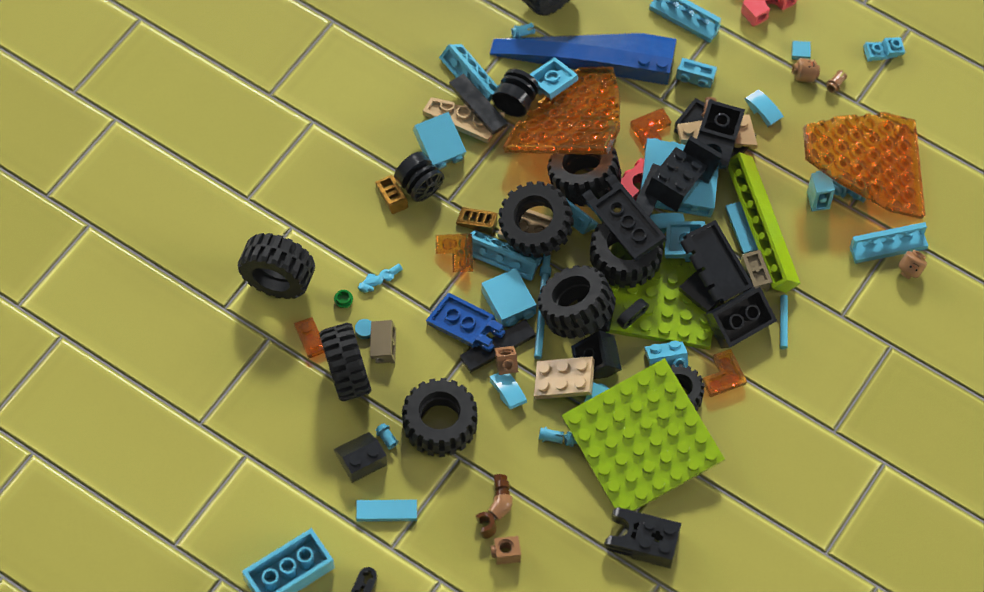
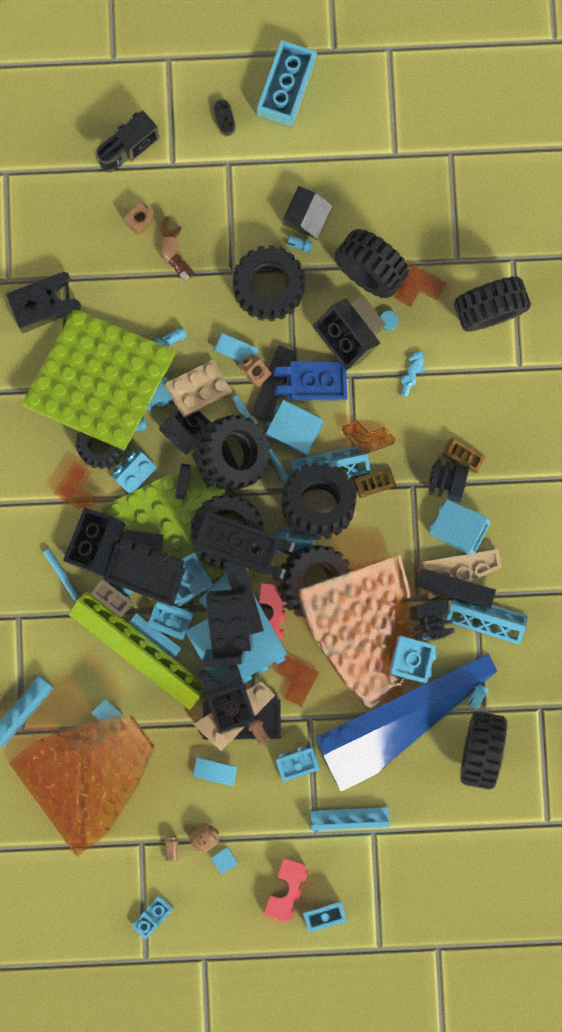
camera: 145 degrees right, 20 degrees up
(343, 299) = (425, 333): green plate -> none
(386, 510) = (253, 187): medium azure tile -> none
(410, 331) = (346, 334): none -> black brick
(727, 227) = (170, 620): none -> medium azure bracket

